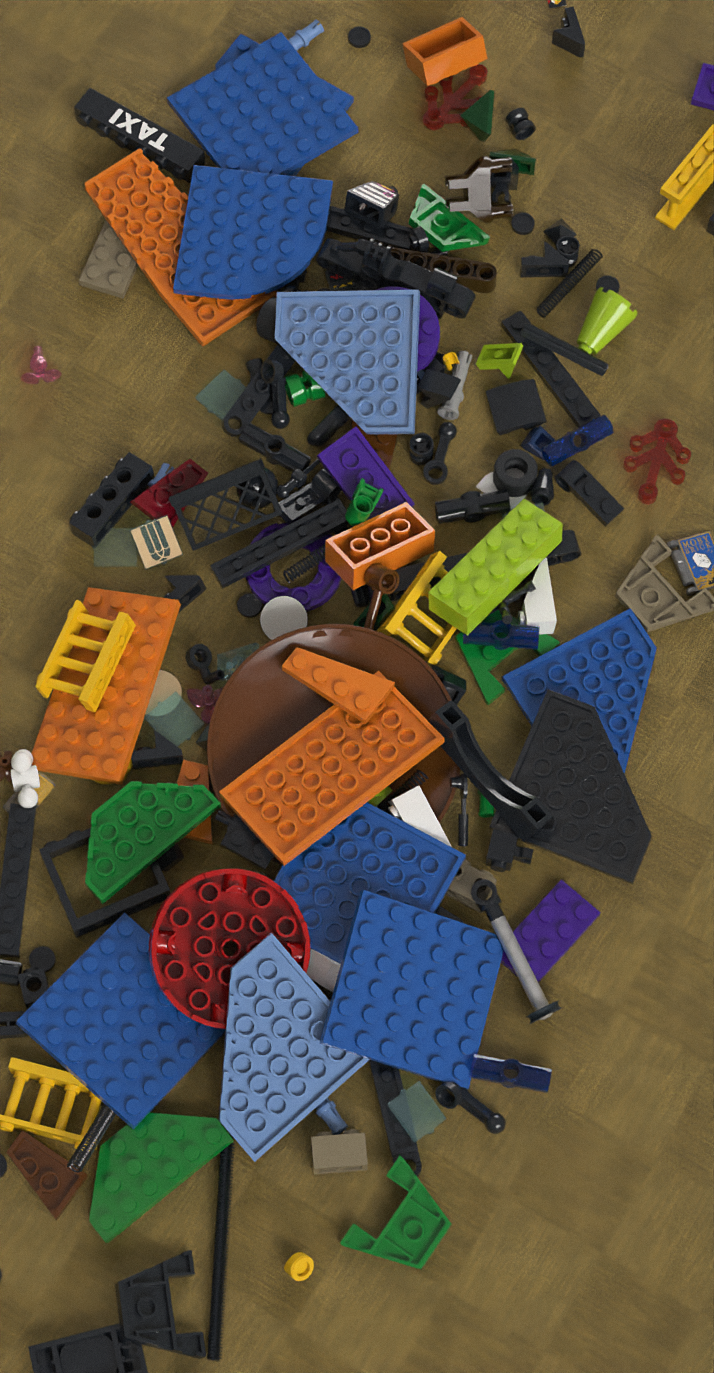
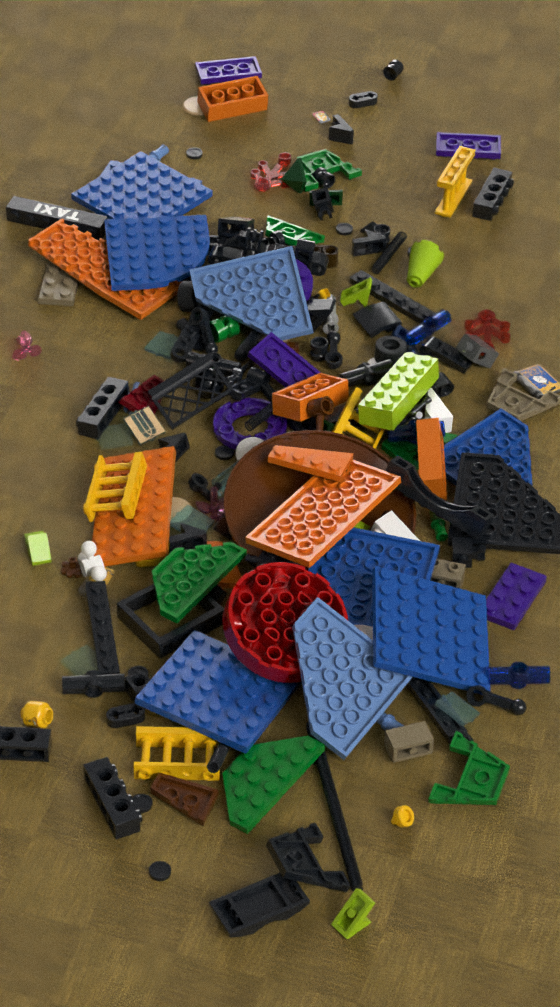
camera: 15 degrees left, 25 degrees down
(279, 544) = (235, 409): black plate -> none
(362, 503) = (290, 373): green piece -> none
(445, 51) = (259, 146): orange piece -> none
(461, 782) = (420, 514): black piece -> none
(477, 189) = (309, 210): connector -> none
(503, 695) = (432, 456): none -> orange brick
(514, 952) = (527, 632): flat silver piece -> none
(525, 90) = (330, 162): none -> green wing
(564, 349) = (400, 282): black axle -> none
(628, 499) = (472, 346): none -> dark grey torso

